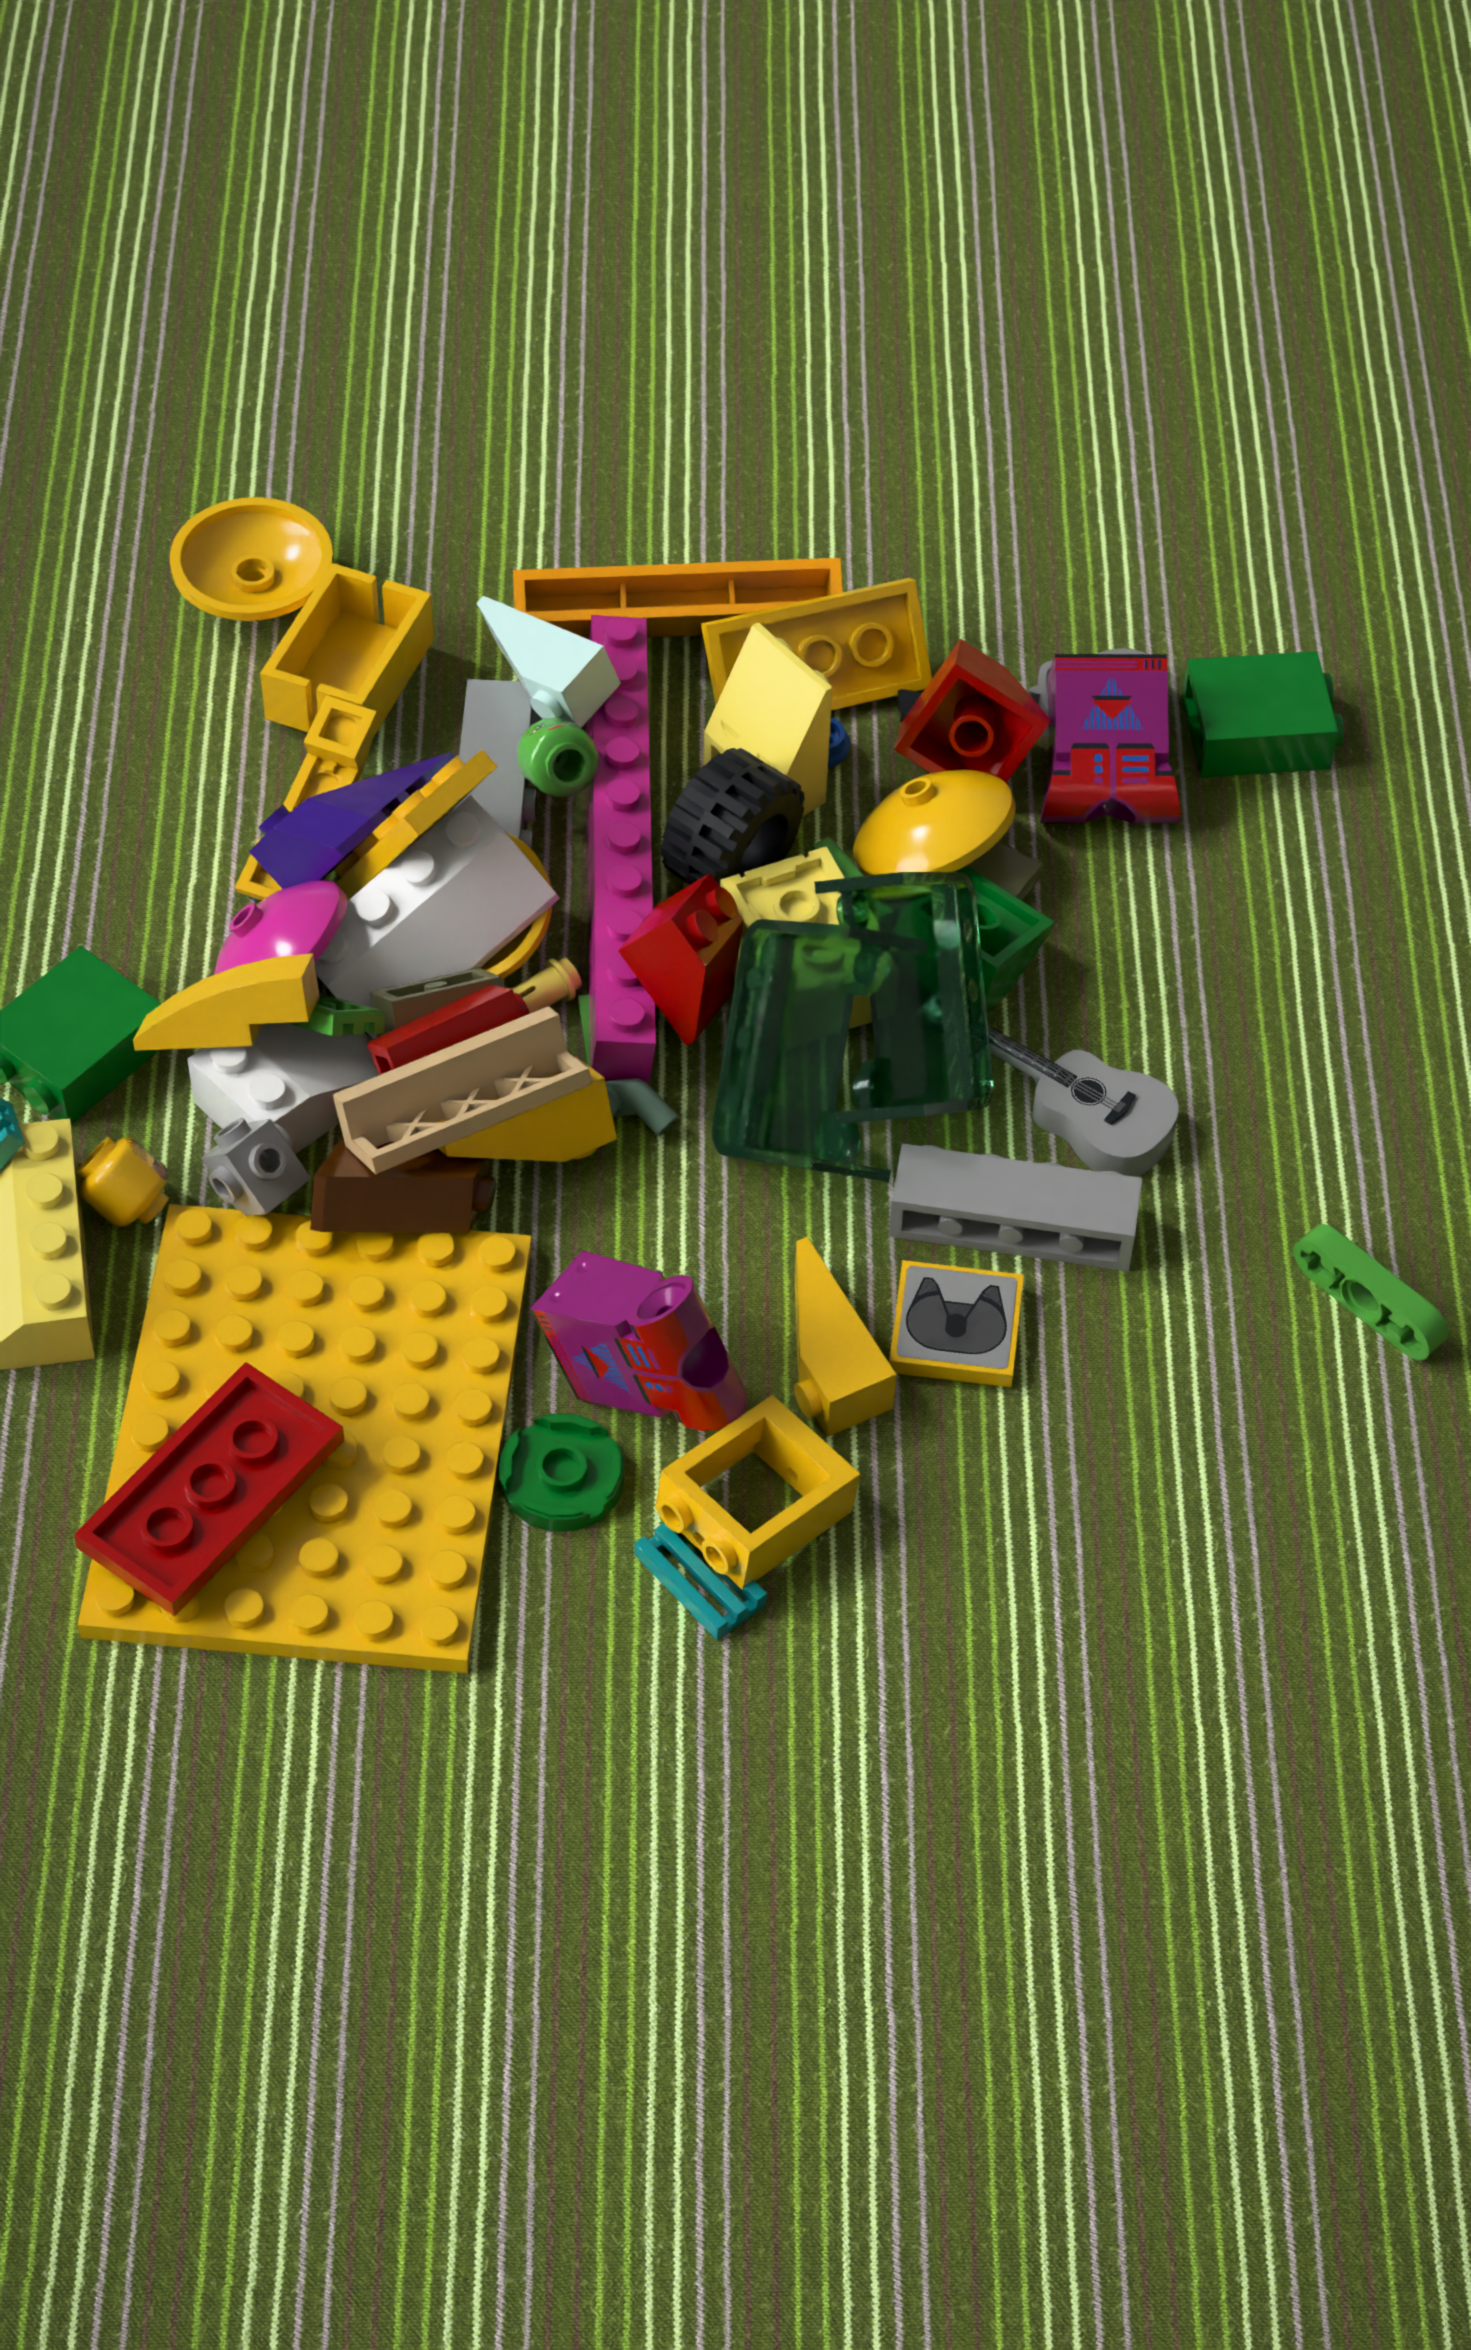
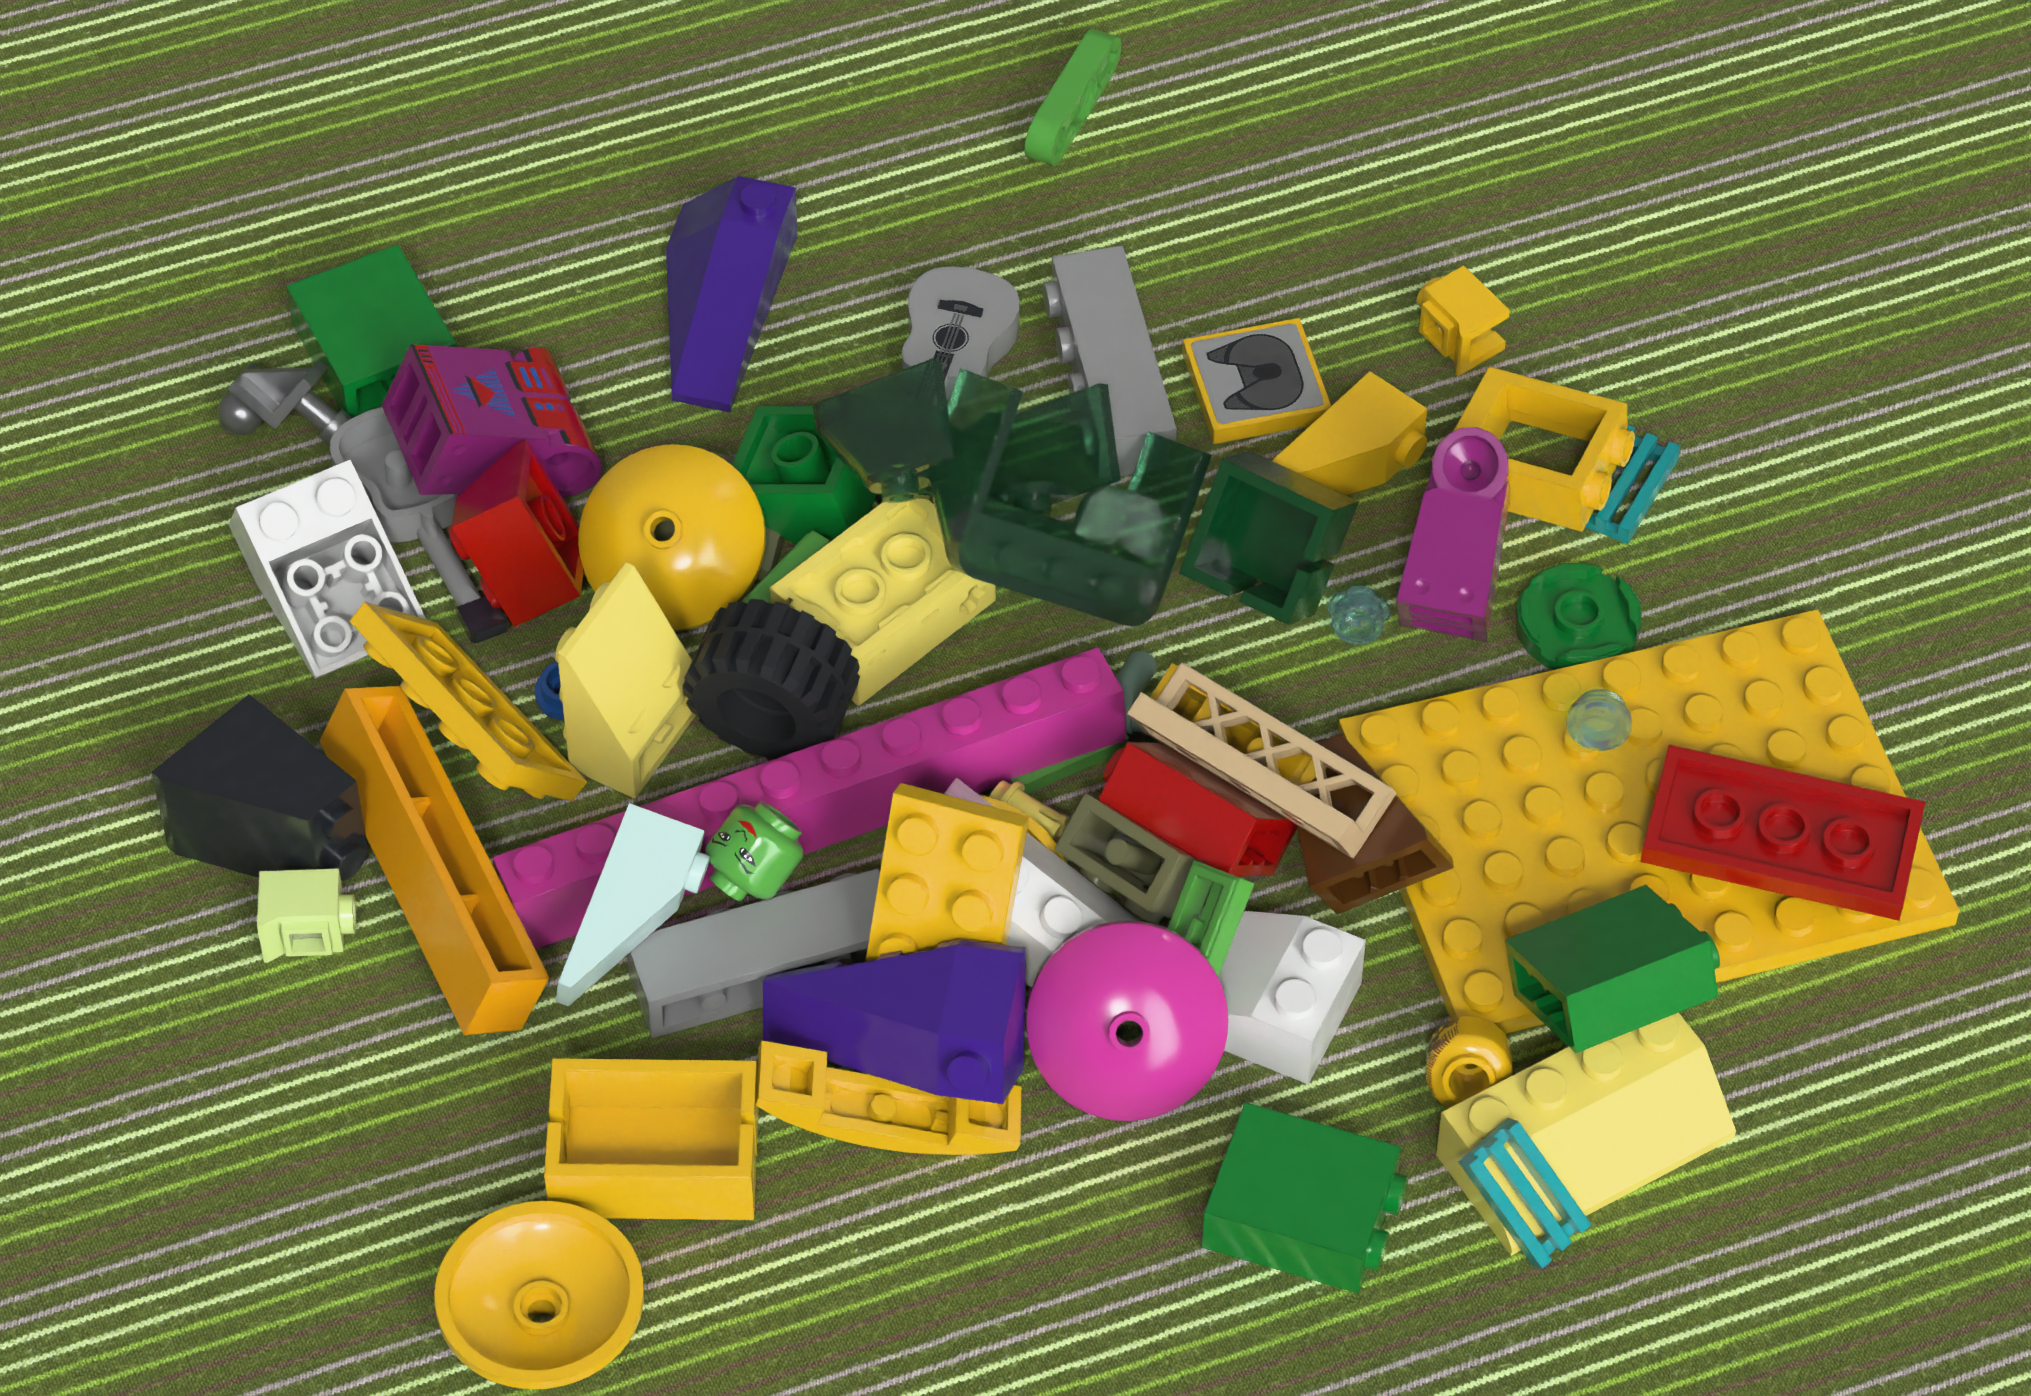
camera: 110 degrees left, 0 degrees up
(124, 1272) = (1612, 968): none -> green brick
(233, 1005) = (1256, 996): yellow slope -> none
(254, 1166) = (1421, 924): light grey brick -> none
(402, 1392) = (1599, 720): none -> clear light blue plate
(672, 528) = (303, 913): none -> yellowish green window
(688, 955) = (970, 647): red slope -> none
(740, 1214) = (1272, 529): none -> dark green piece
(777, 504) = (259, 799): none -> black slope
(952, 1502) = (1459, 318): none -> yellow window
(1017, 616) = (317, 561): none -> white slope
(1210, 630) = (271, 397): none -> flat silver piece
(1238, 974) = (722, 282): none -> dark purple wedge

